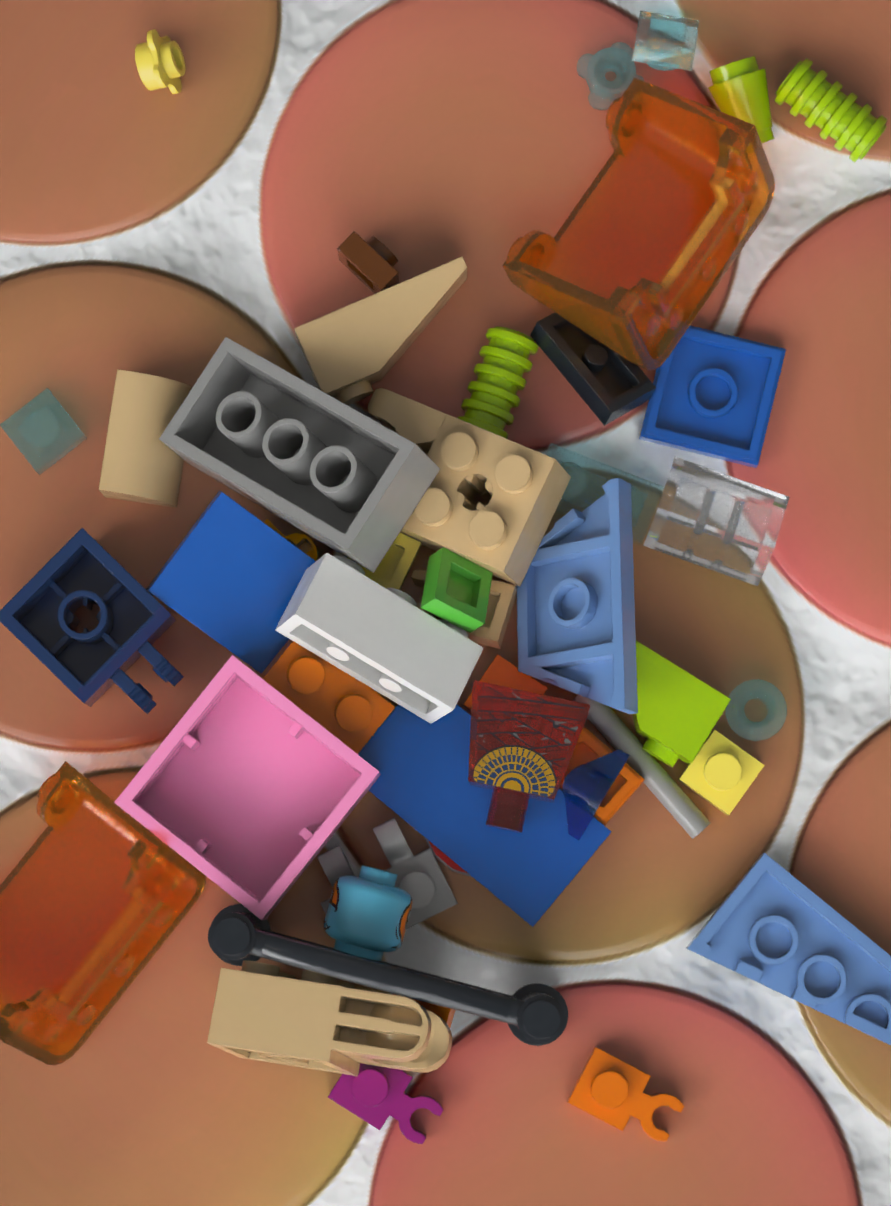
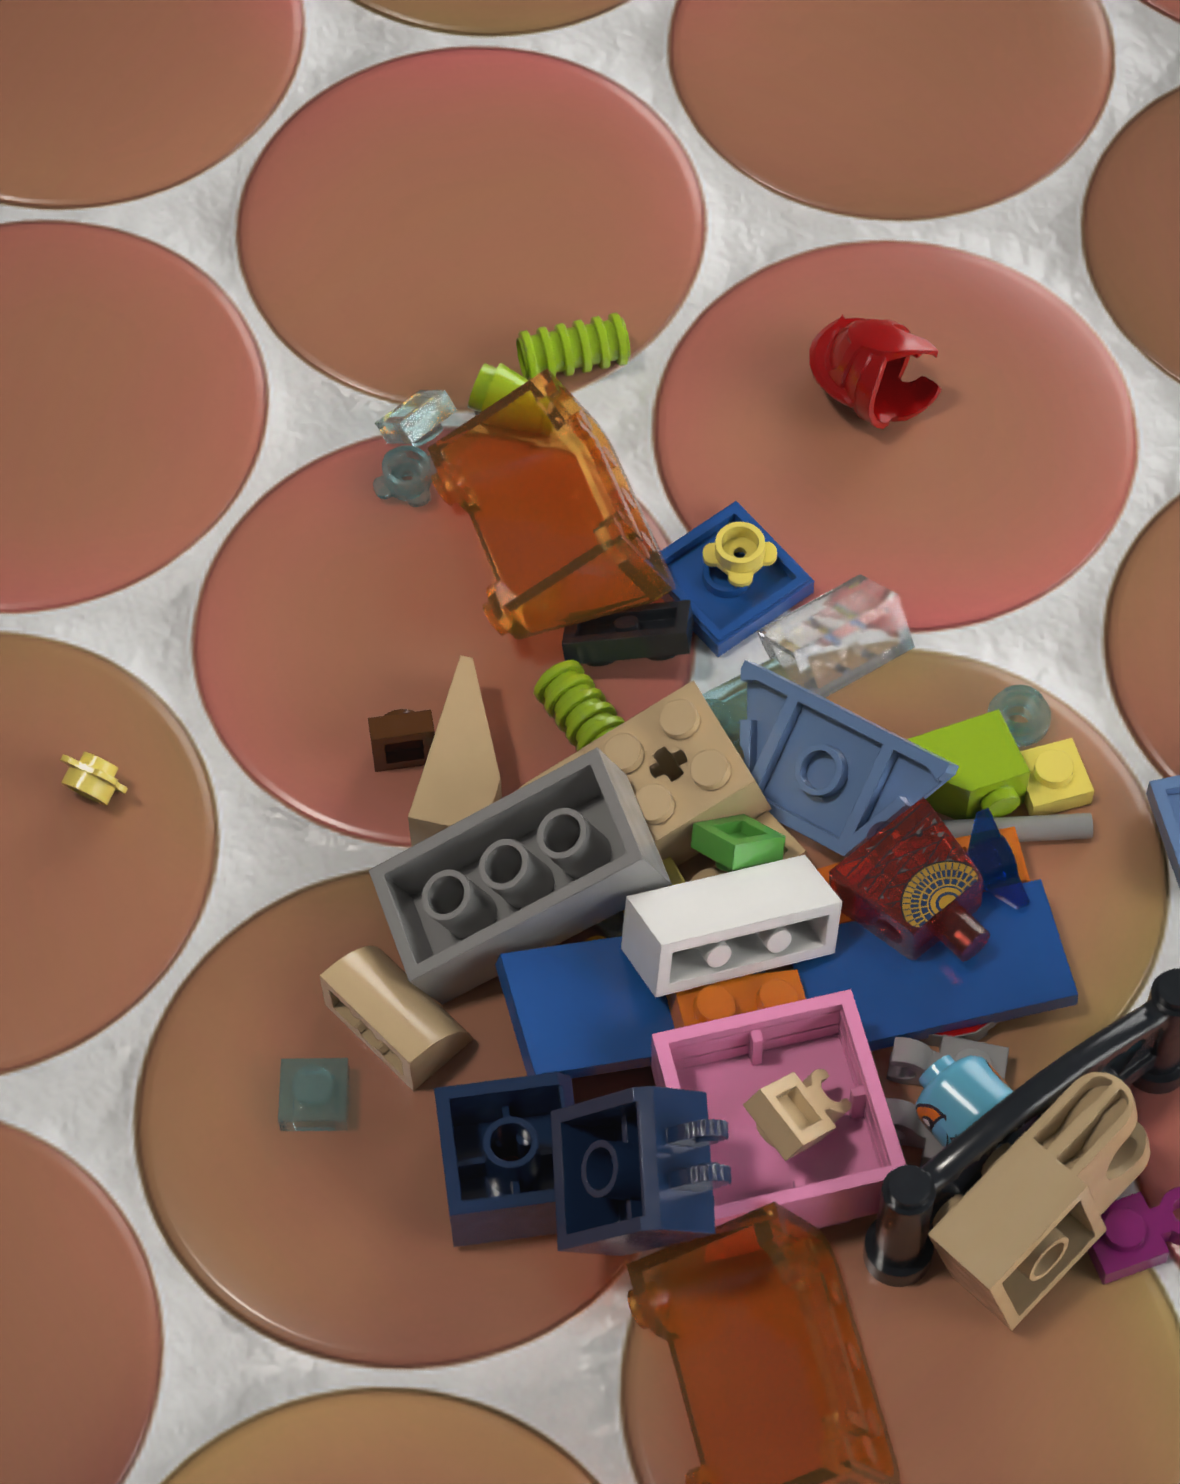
camera: 50 degrees left, 25 degrees down
(108, 728) = (635, 1170): none -> dark blue hinge
(246, 802) = (795, 1112): none -> tan plate
(741, 380) = (740, 538): none -> light yellow plate

